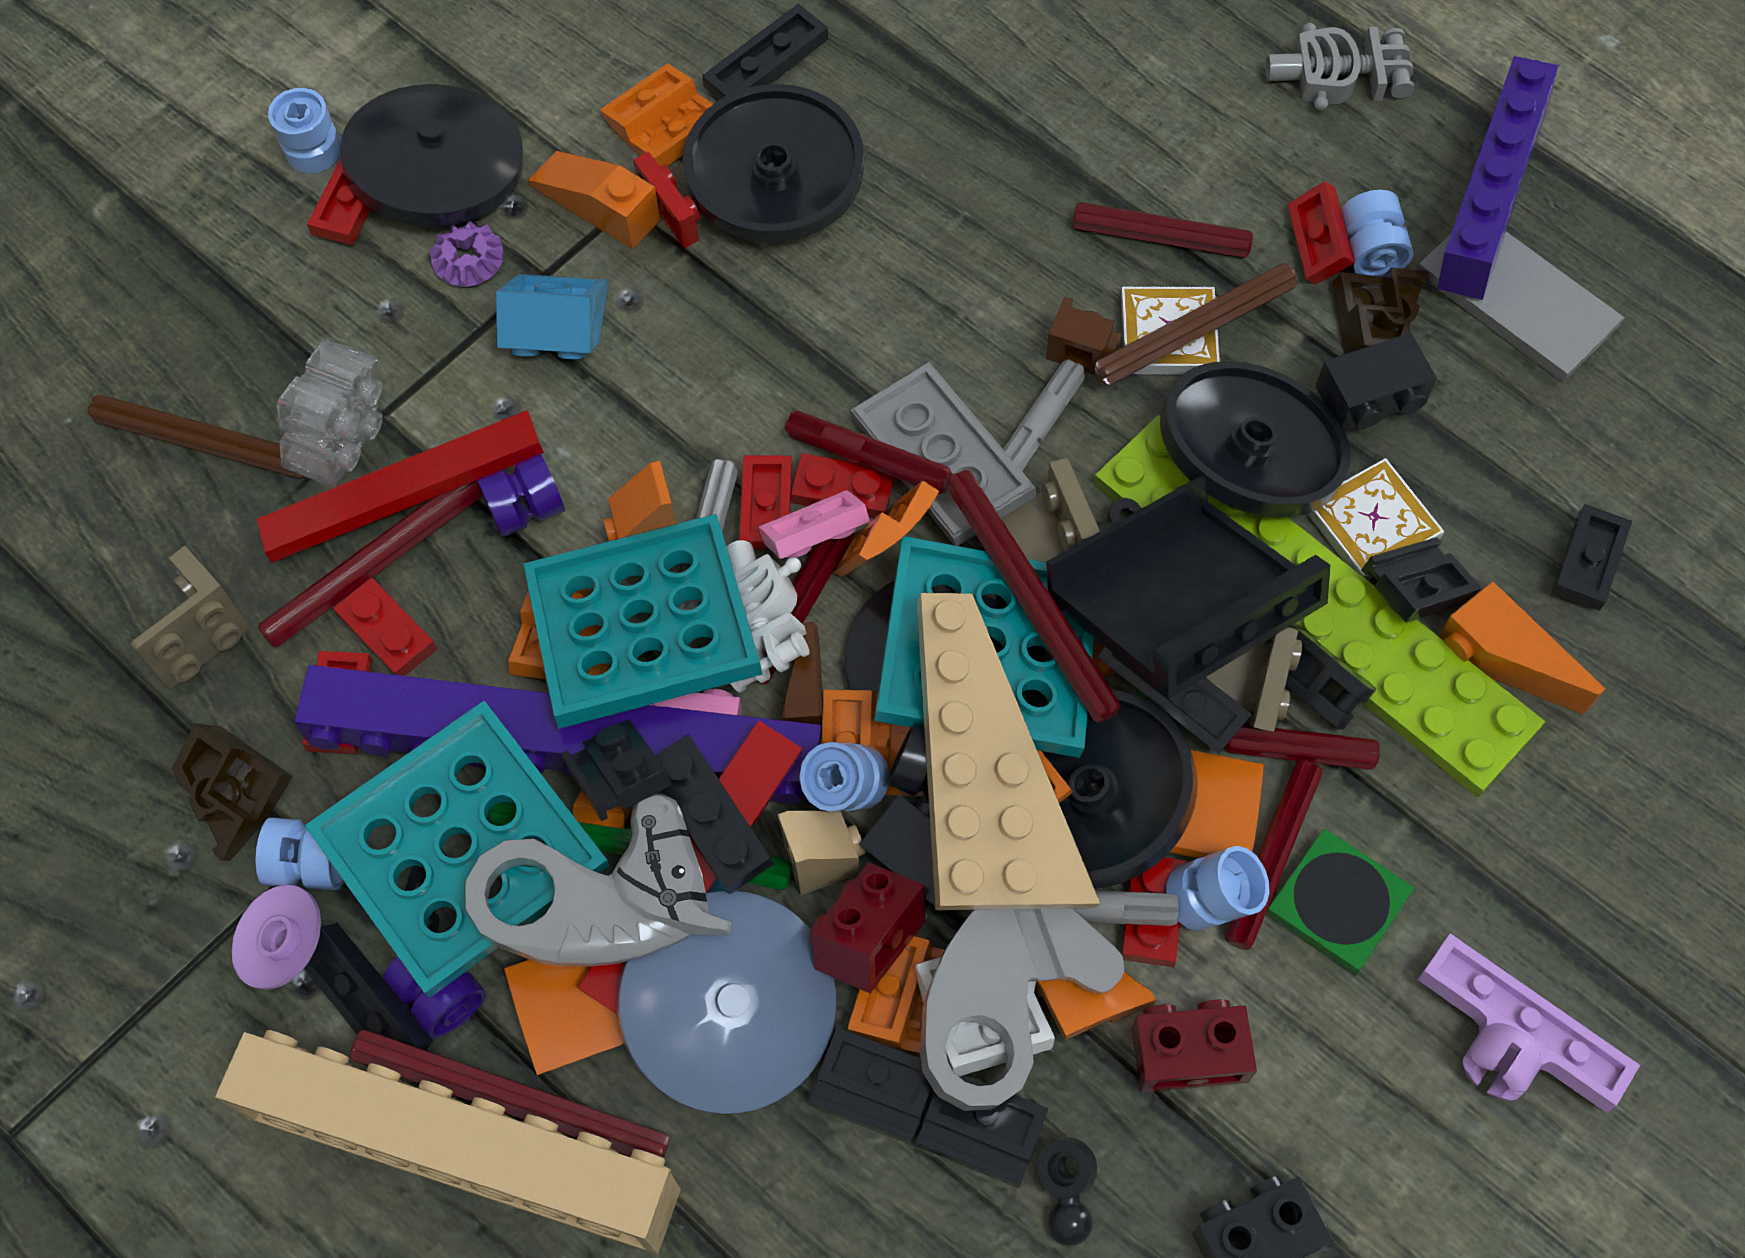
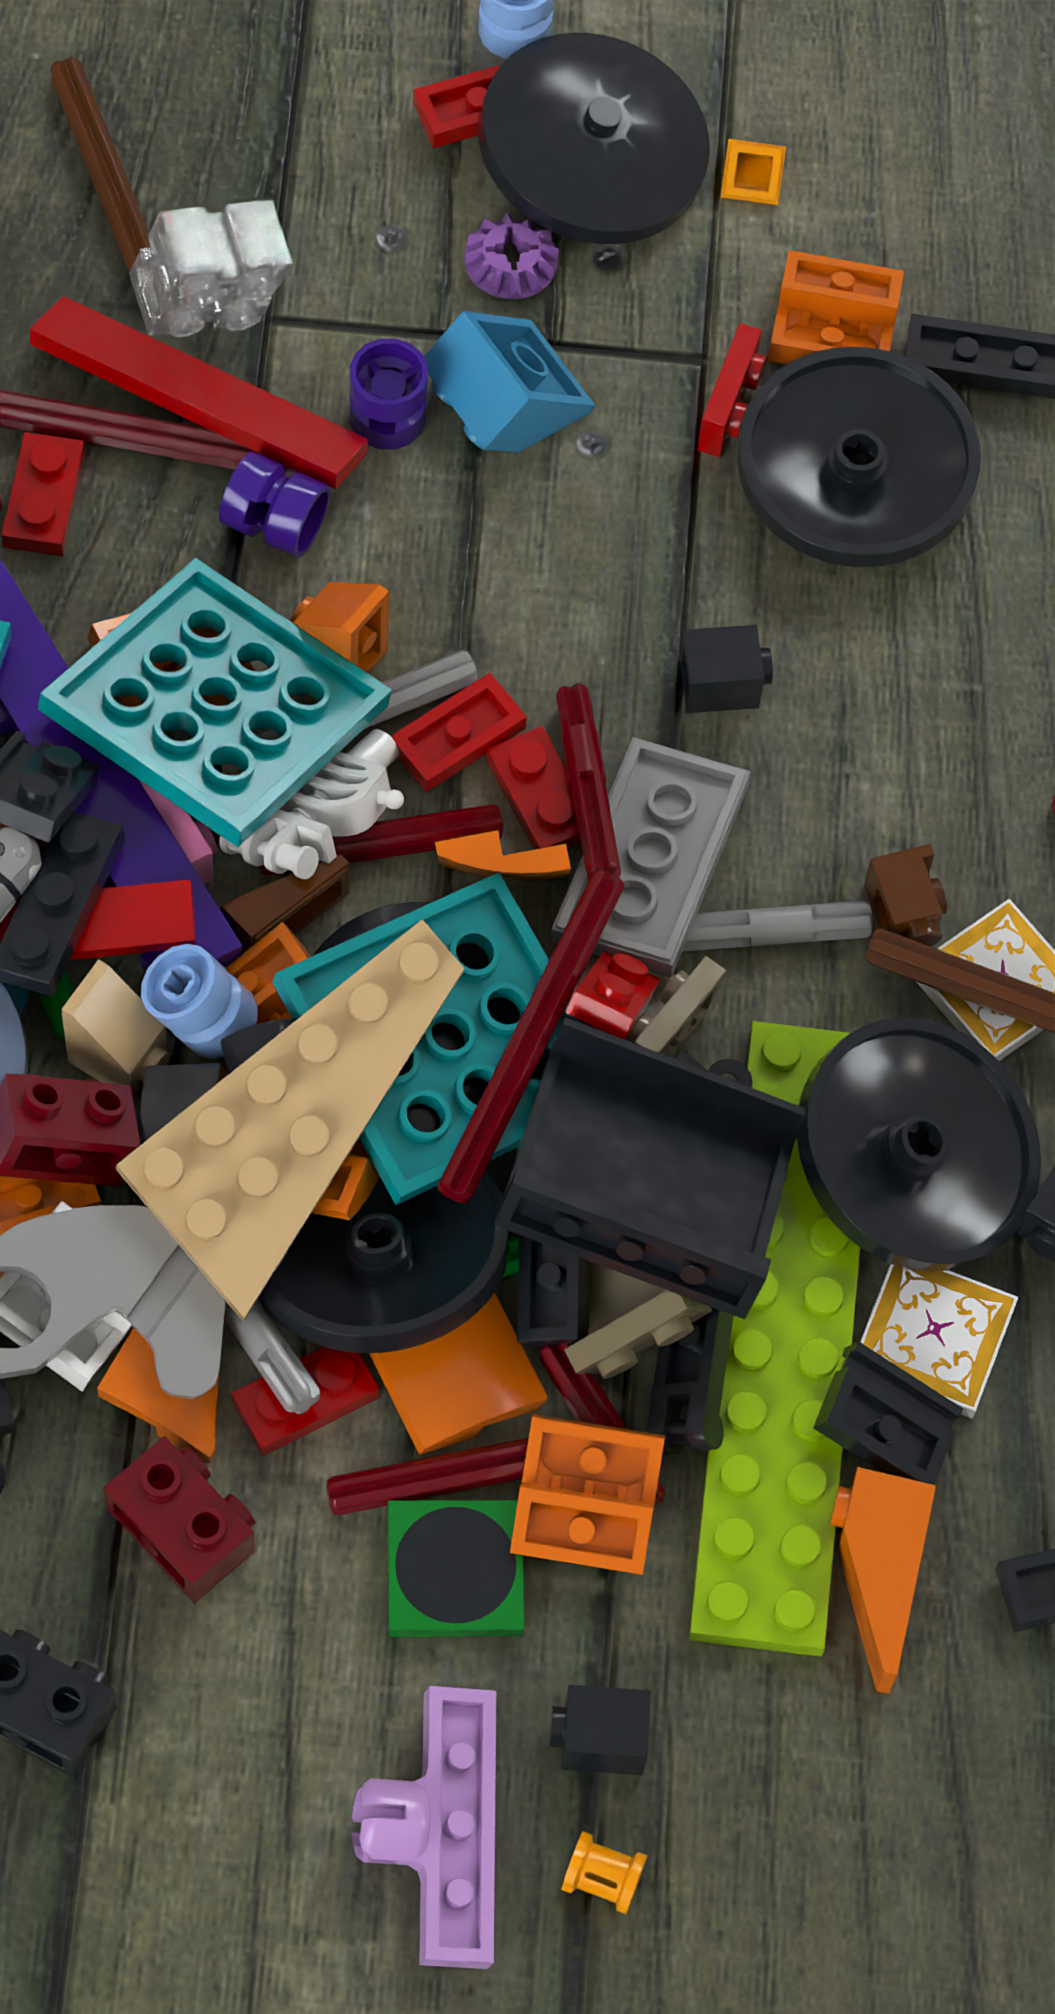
camera: 45 degrees right, 0 degrees up
(502, 377) = (388, 393): none -> dark purple wheel
(529, 93) = (753, 172): none -> light orange slope
(600, 195) = (682, 325): orange slope -> none
(824, 520) = (456, 787): bright pink plate -> none
(848, 329) = (723, 668): none -> black brick
(1039, 530) = (614, 994): none -> red plate
(1219, 888) = (360, 1429): light blue wheel -> none
(1355, 784) = (587, 1494): none -> orange slope
(1519, 886) = (602, 1729): none -> black brick
(1616, 953) = (604, 1872): none -> light orange bush

